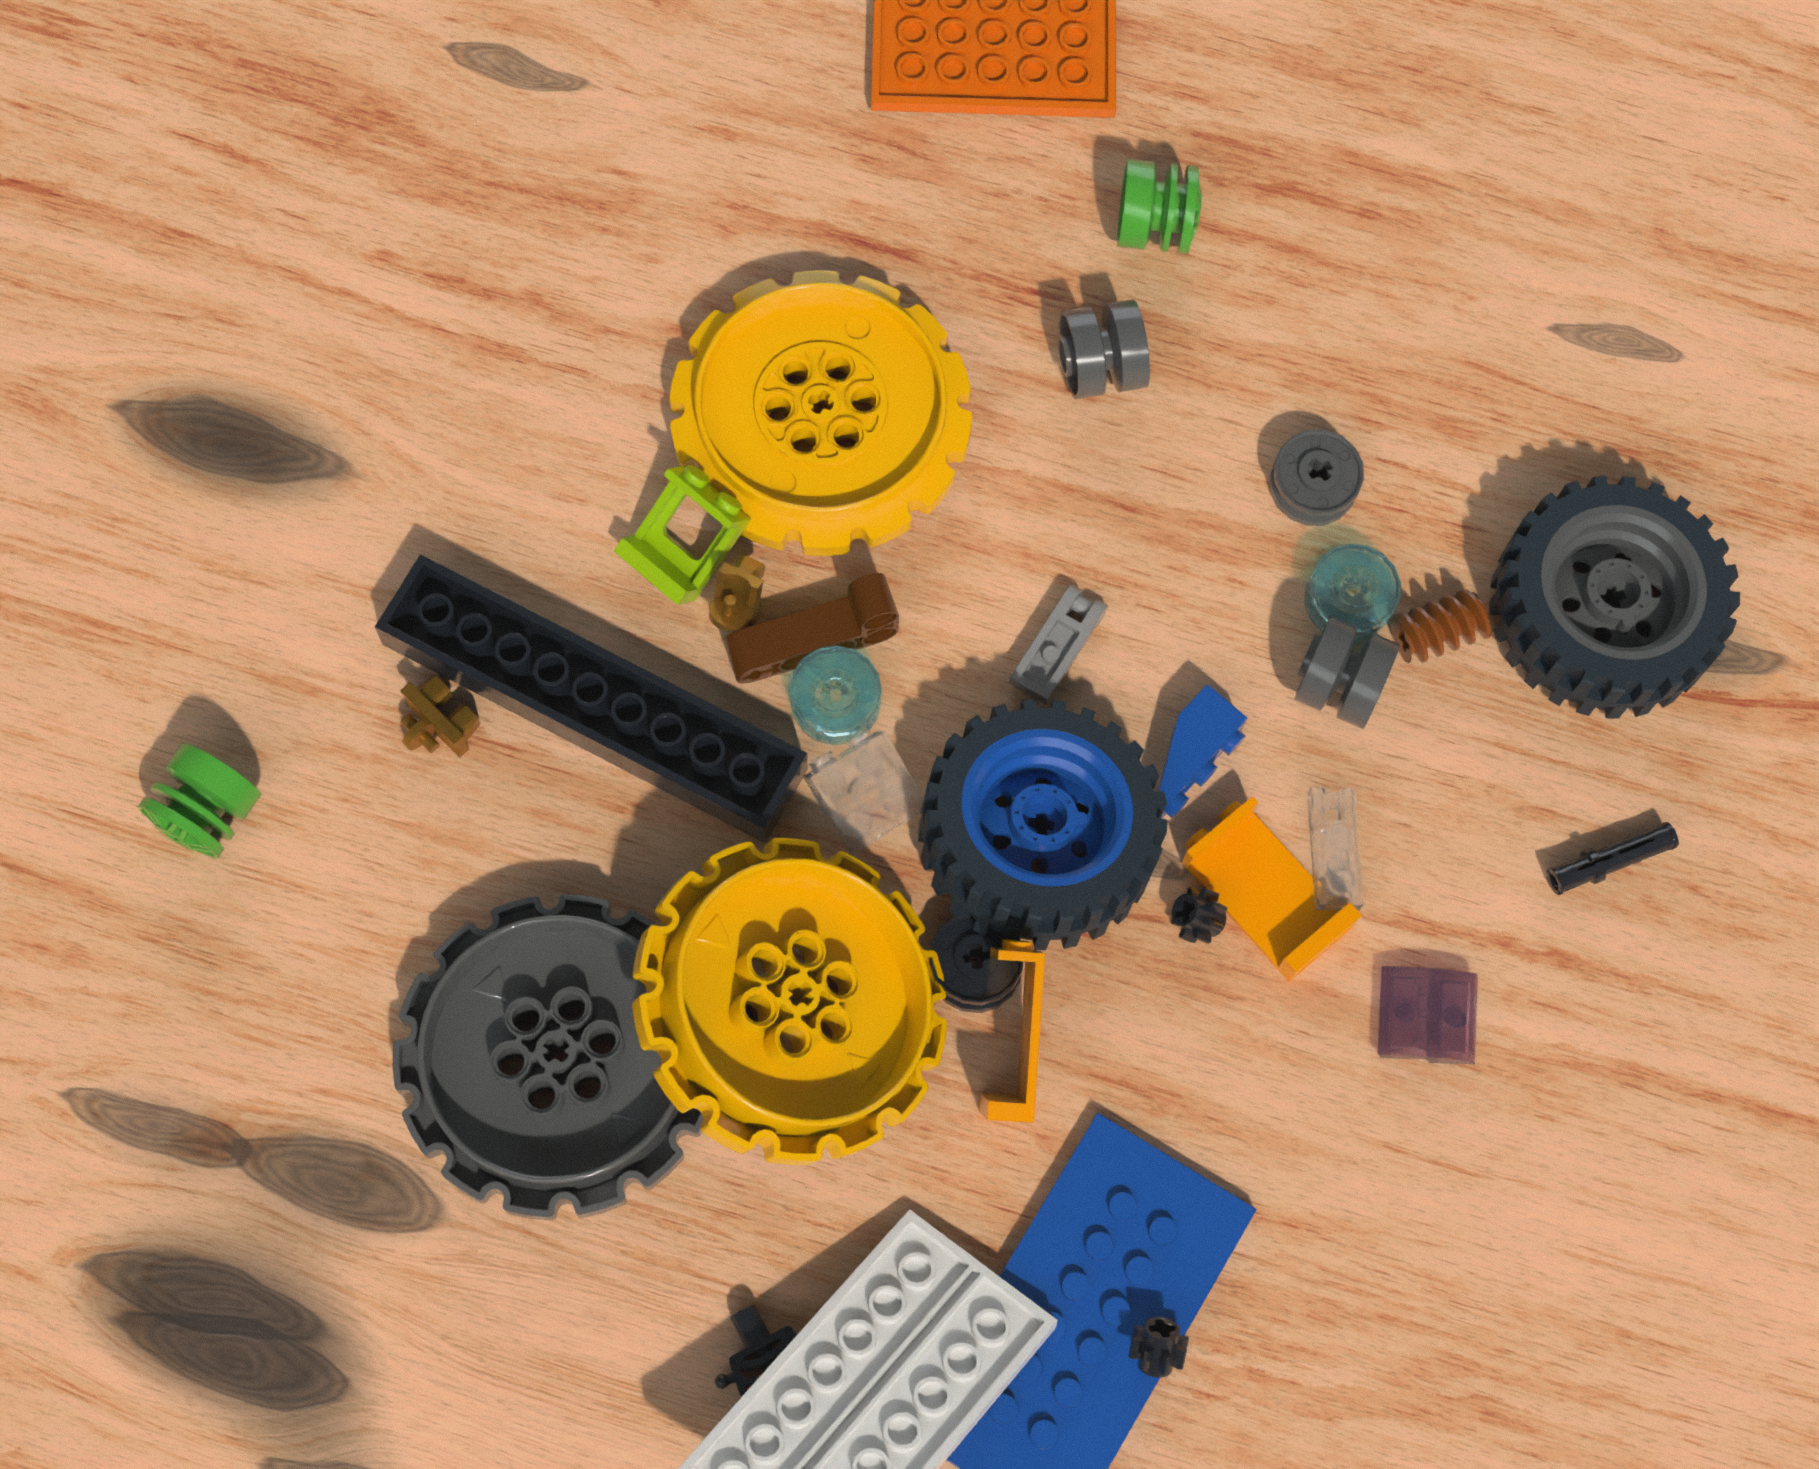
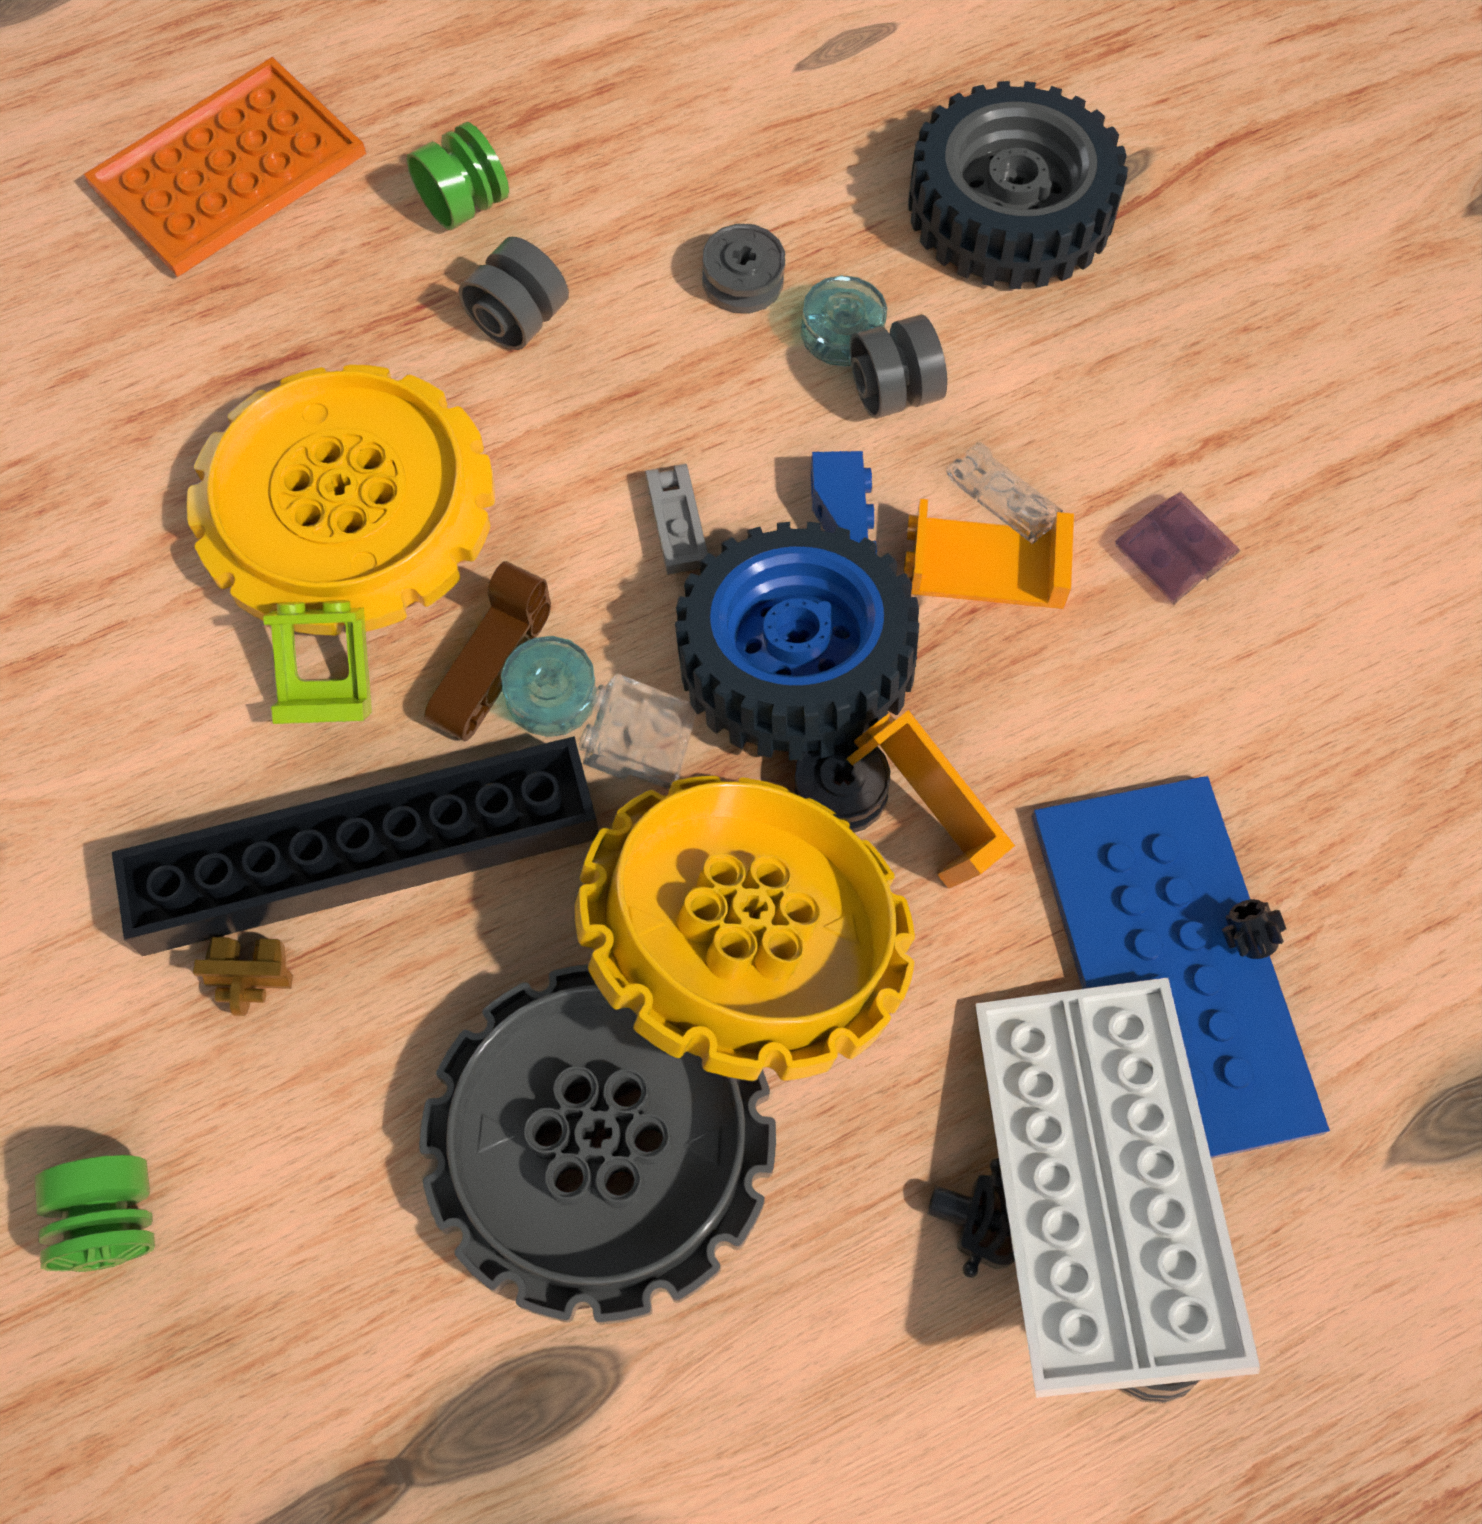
camera: 40 degrees left, 5 degrees down
(737, 594) = (404, 672): pearl gold hips -> none
(1199, 915) = (963, 612): black gear -> none
(1440, 623) = (926, 287): dark orange piece -> none
(1597, 864) = (1169, 380): black pin -> none

